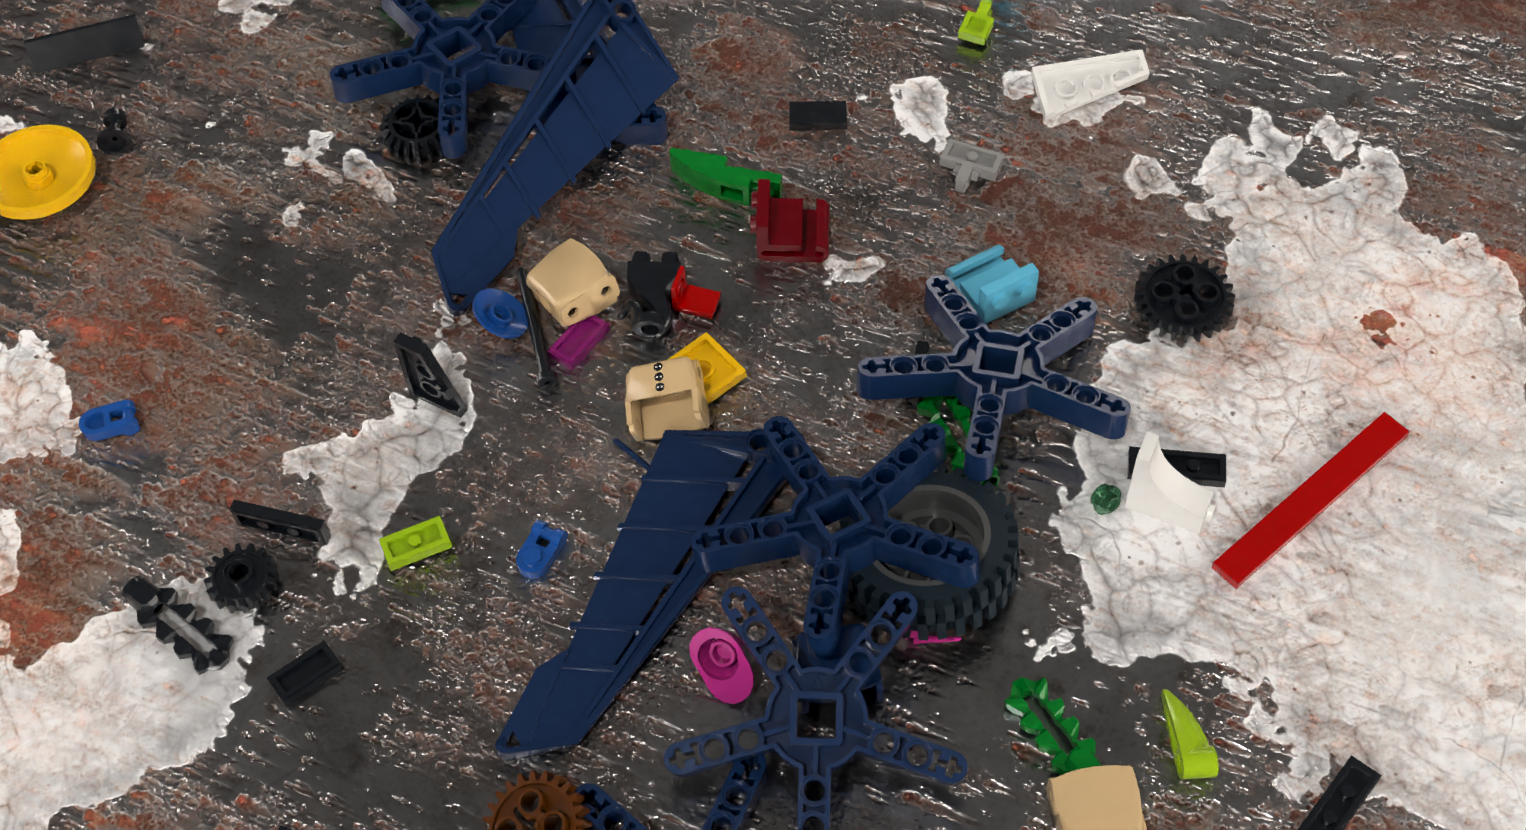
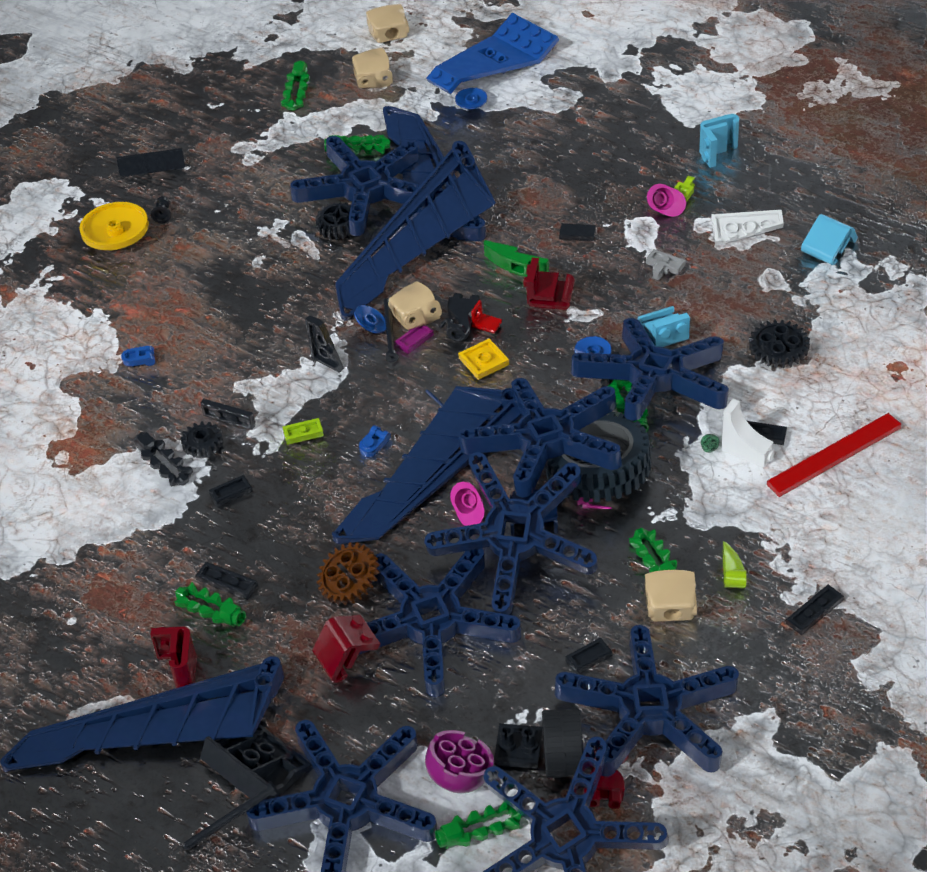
camera: 10 degrees right, 10 degrees down
(665, 398) = (458, 367): tan piece -> none
(881, 328) = (593, 345): none -> blue dish
(954, 47) = (666, 200): none -> dark pink piece
(1227, 98) = (827, 239): none -> medium azure piece

